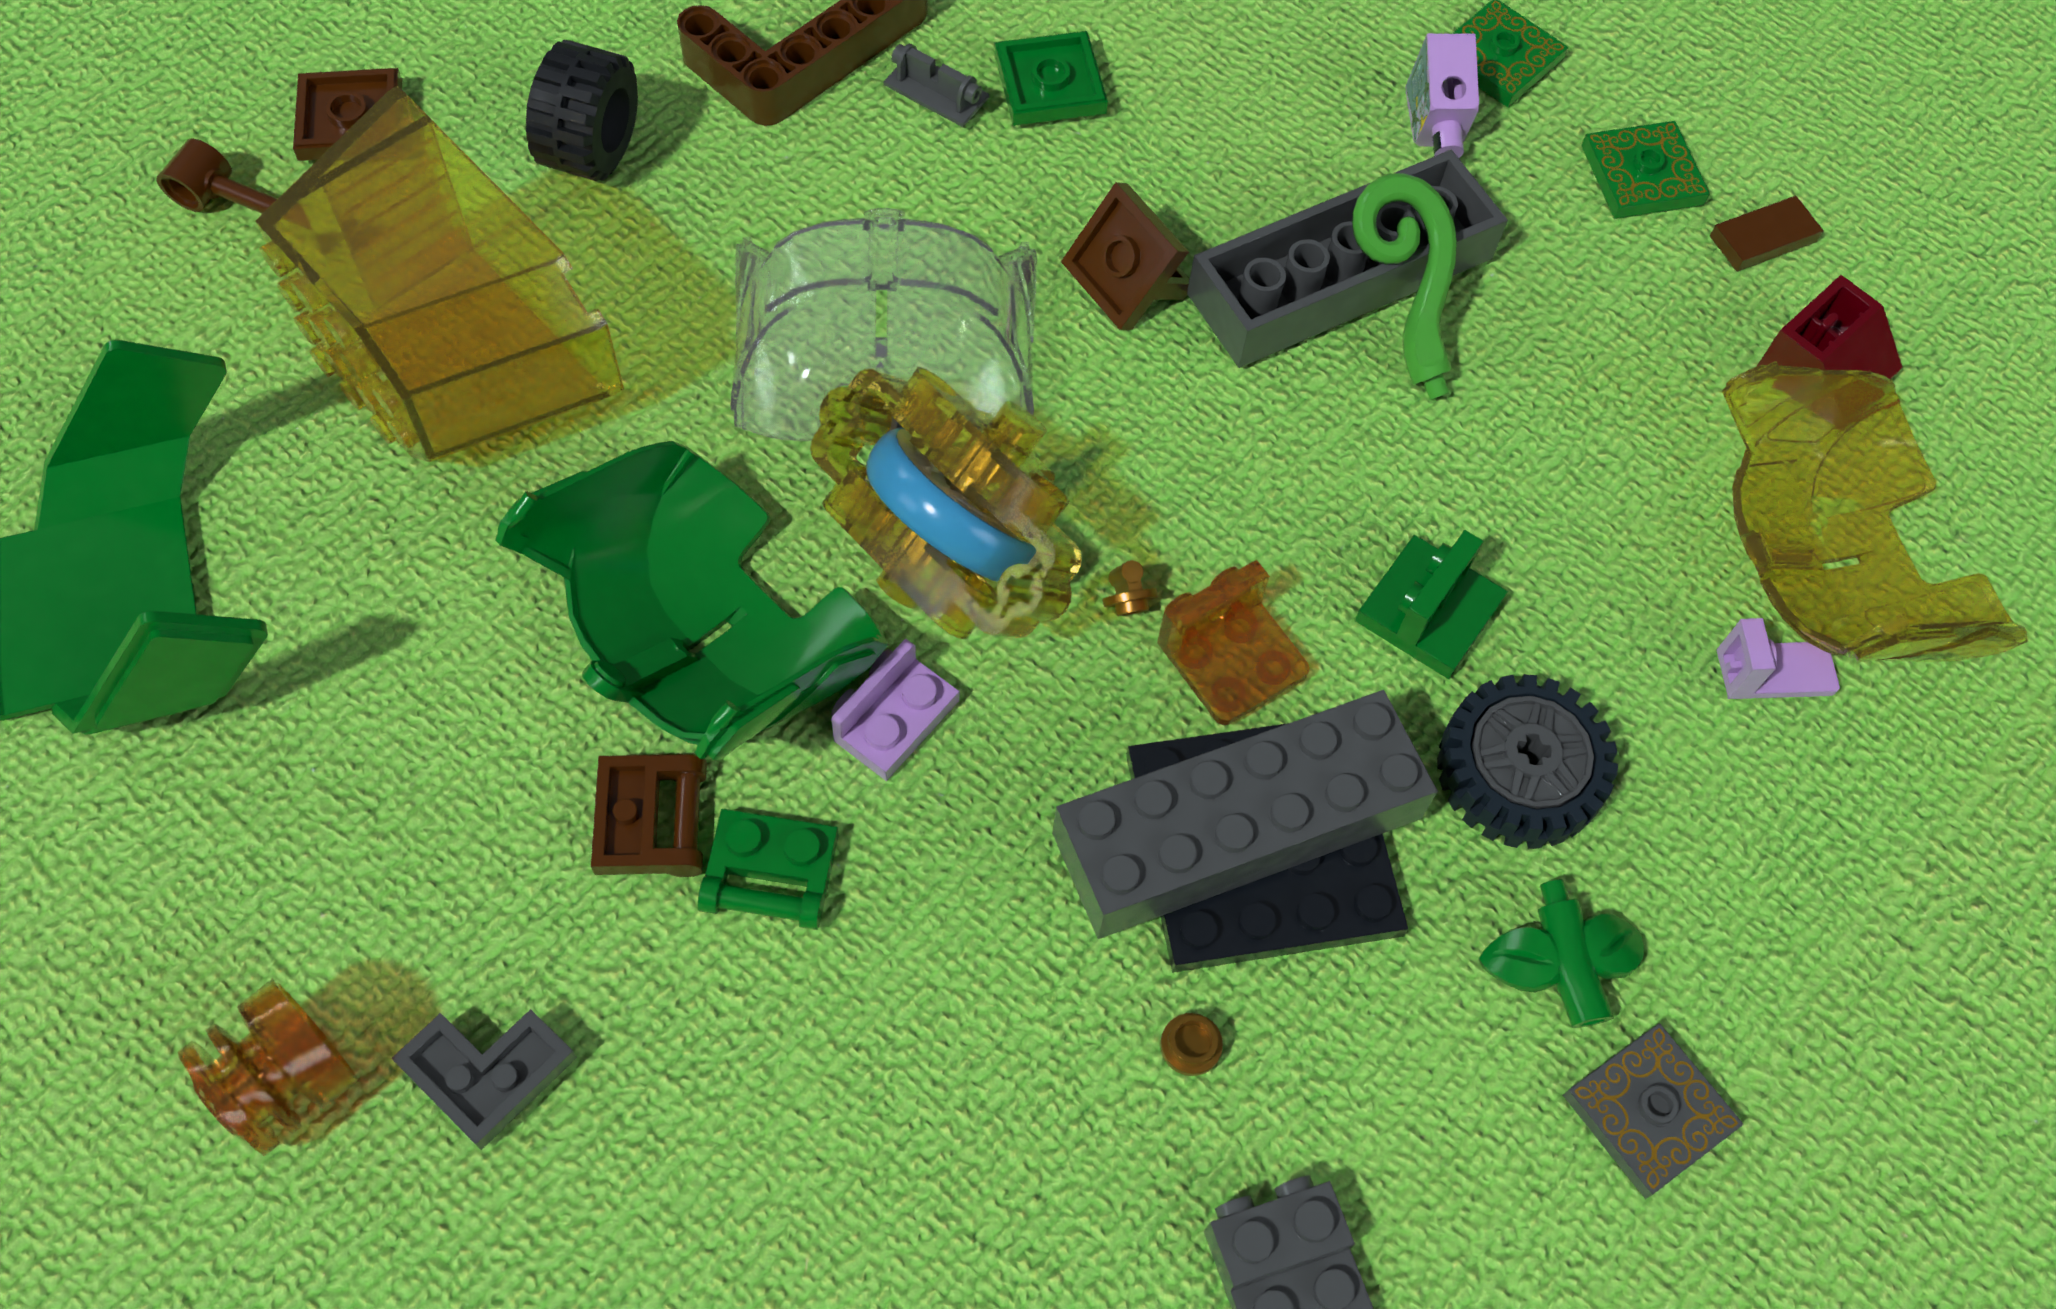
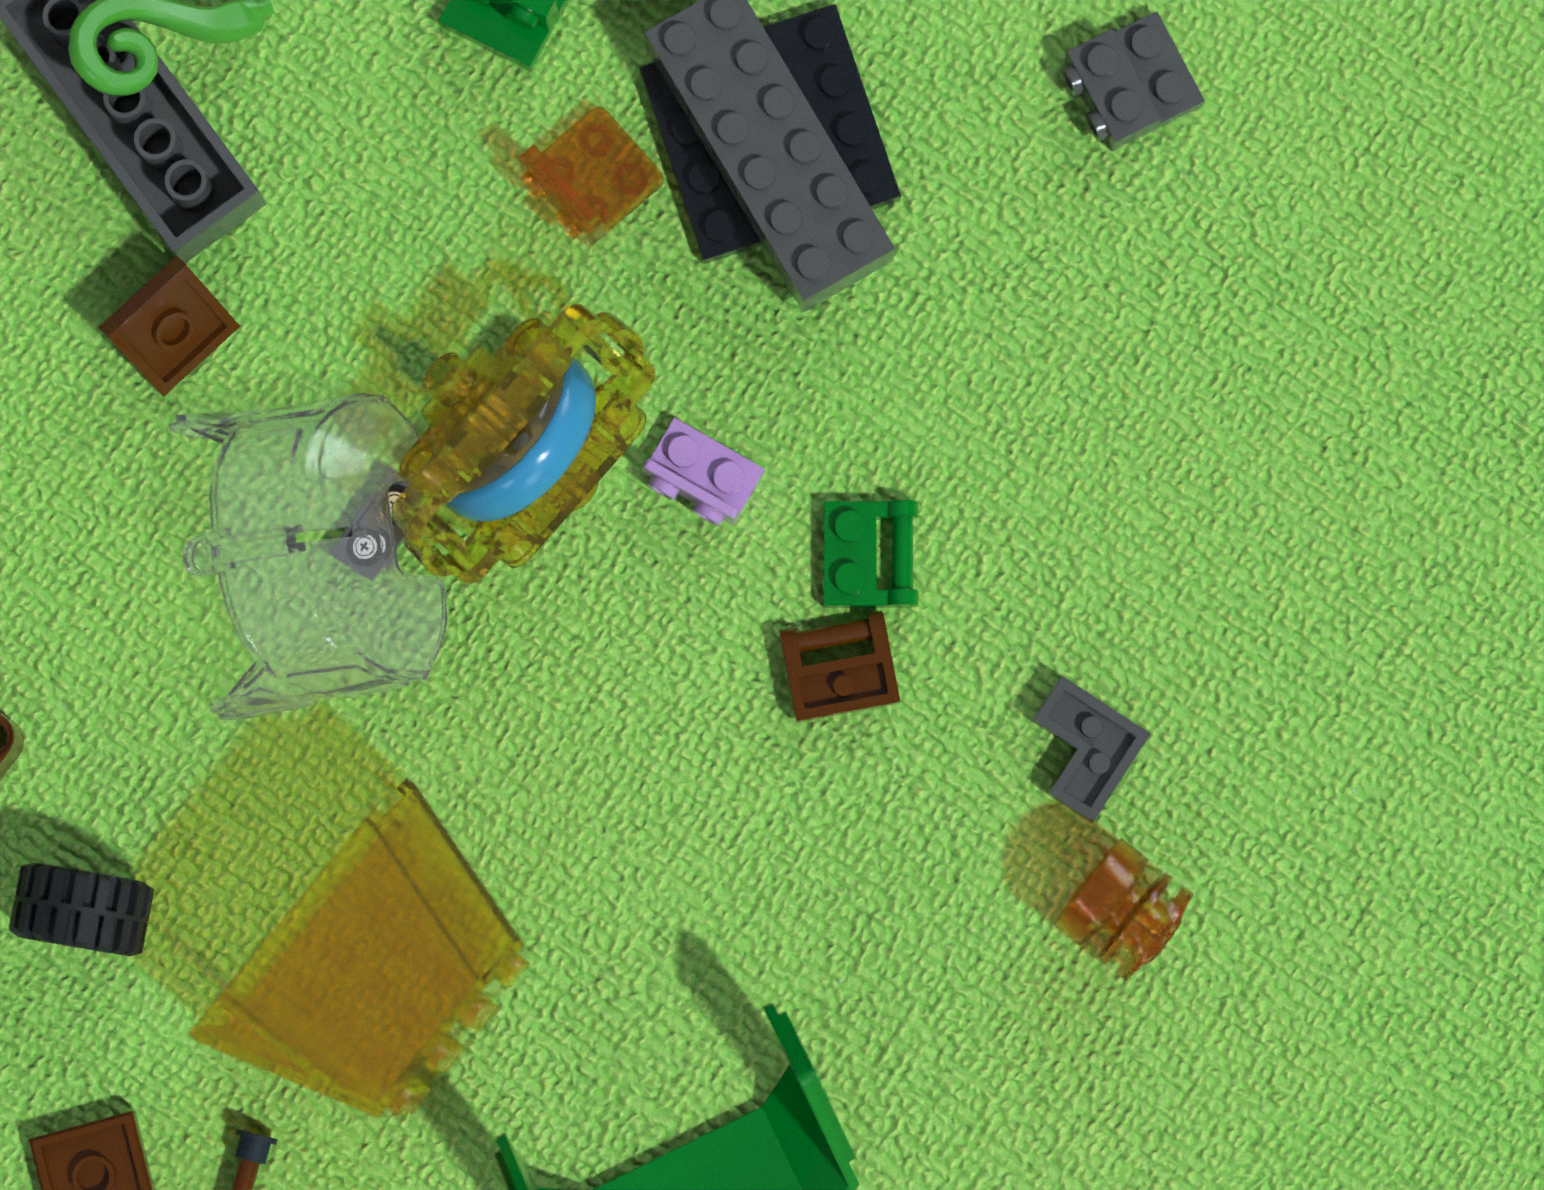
camera: 95 degrees left, 20 degrees up
(656, 570) = (692, 597): green piece -> none
(1129, 595) = (545, 276): pearl gold plate -> none
(1191, 1044) = (964, 175): pearl gold plate -> none

